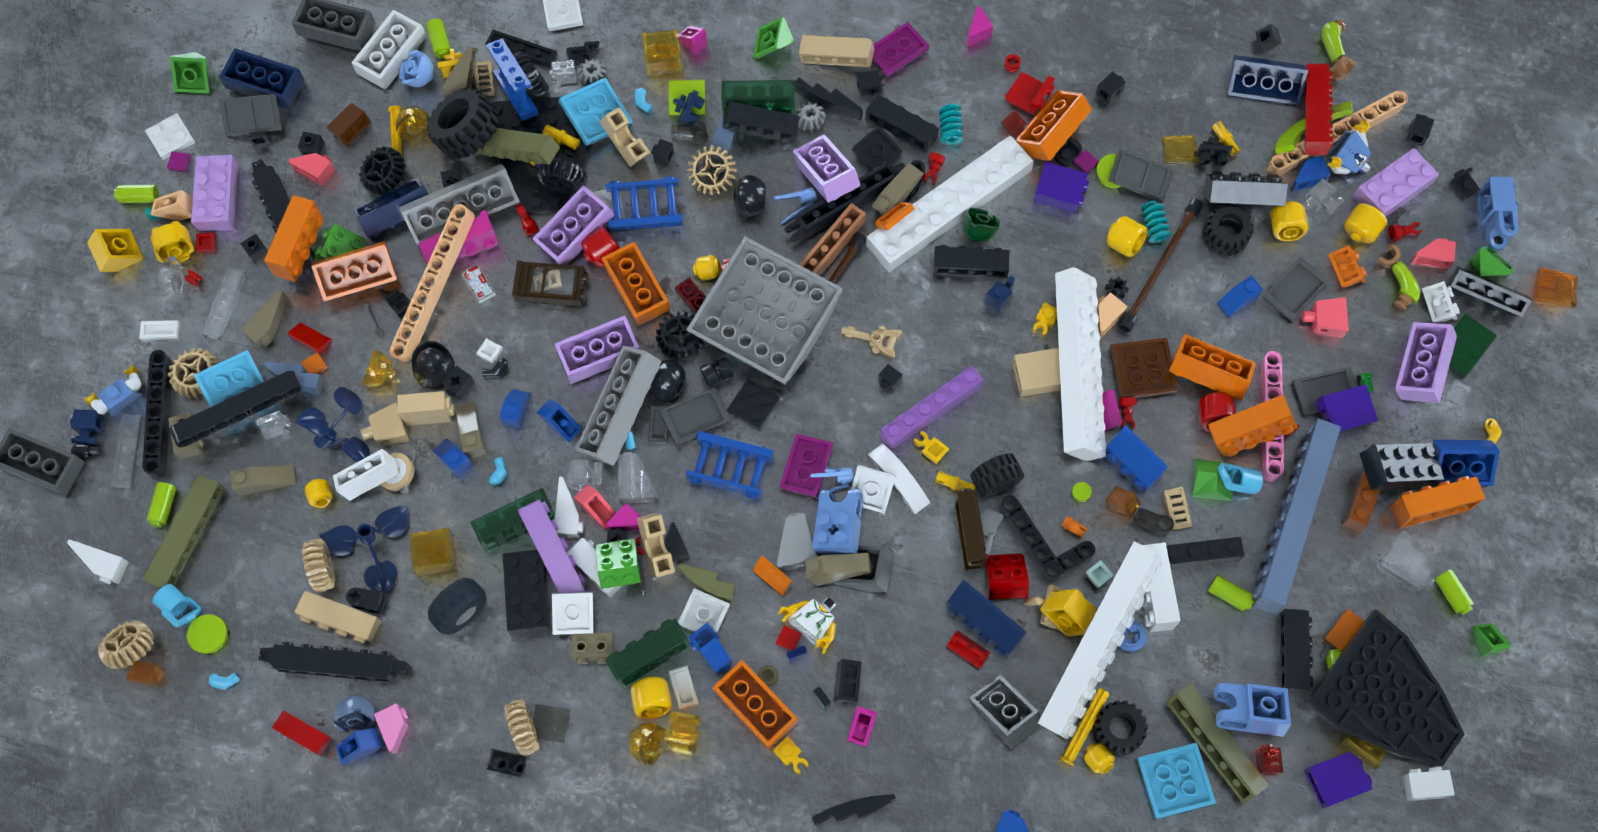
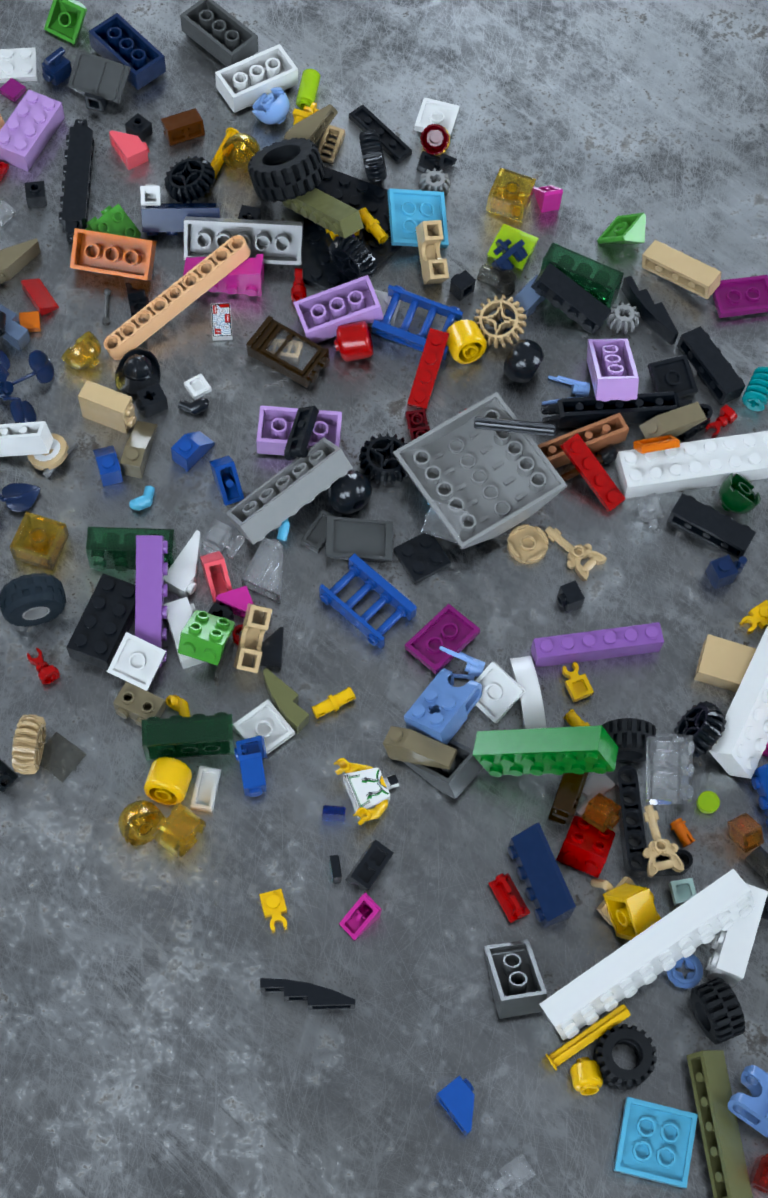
camera: 20 degrees right, 5 degrees down
(207, 123) = (56, 67): none -> dark blue brick
(294, 238) = (73, 197): orange brick -> none
(356, 201) = (151, 195): none -> white brick
(386, 427) = (62, 408): tan torso -> none
(501, 659) = (47, 673): none -> red piece
(512, 79) = (354, 152): blue fence -> none
(564, 73) = (407, 171): clear brick -> none
(572, 32) = (435, 139): none -> dark red hair
(602, 351) = (301, 433): none -> black plate
(625, 629) = (178, 704): none -> yellow arm
(636, 284) = (369, 390): orange brick -> none
(640, 102) = (467, 226): medium azure arm -> none
(674, 241) = (428, 369): none -> red plate
(692, 202) = (466, 341): none -> yellow head
(707, 267) = (446, 407): yellow head -> none
(716, 372) = (402, 508): black wheel -> none
(747, 563) = (333, 702): none -> yellow pin
(755, 705) = (265, 840): orange brick -> none
(760, 368) = (444, 521): none -> clear piece
(768, 675) = (294, 820): olive tile -> none
(772, 575) = (351, 726): orange tile -> none
(775, 259) = (515, 426): none -> black axle
(788, 638) = (334, 794): red tile -> none
(795, 543) = (389, 706): light grey slope -> none
(832, 350) = (527, 544): none -> tan tile
(854, 264) = (592, 472): none -> red plate
(870, 83) = (698, 314): black brick -> none
(940, 520) = (546, 751): none -> green brick
(1006, 544) = (602, 812): none -> clear orange brick
(1041, 482) = (669, 769): none -> clear slope
(1047, 437) = (705, 724): none -> black gear
(1064, 549) = (659, 847): none -> tan piece
(1172, 655) = (717, 1010): none -> black tyre

